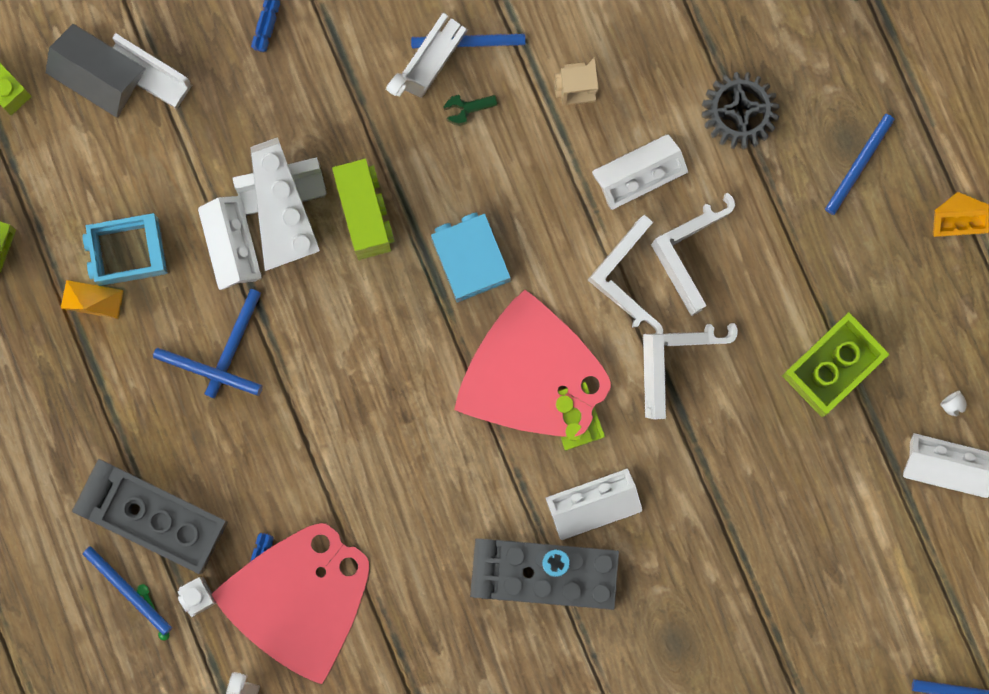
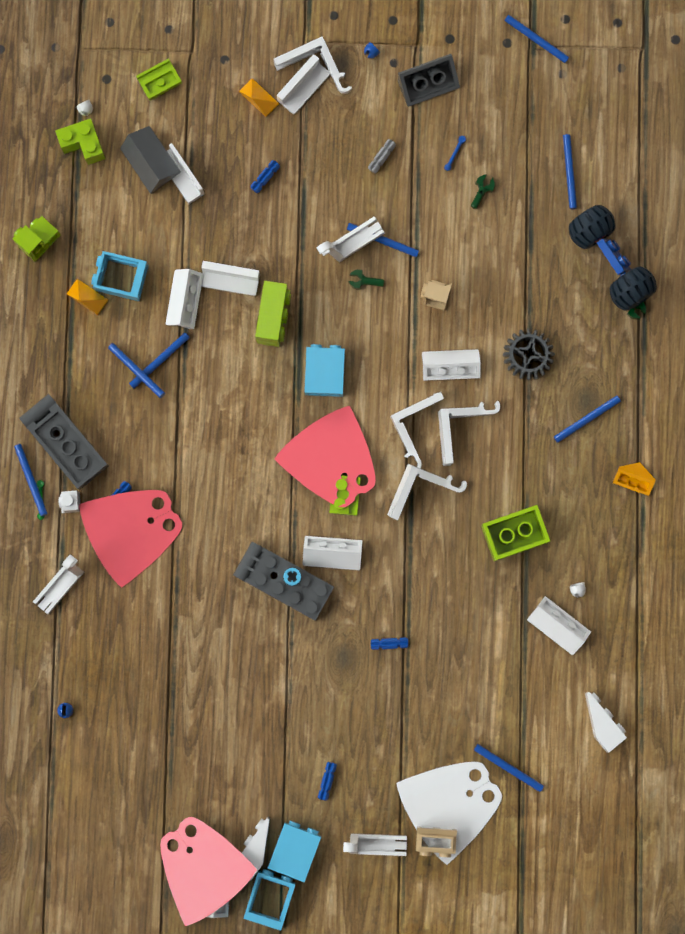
camera: 25 degrees right, 0 degrees up
(281, 214) = (221, 300): white wedge -> none
(729, 595) = (389, 643): none -> blue axle

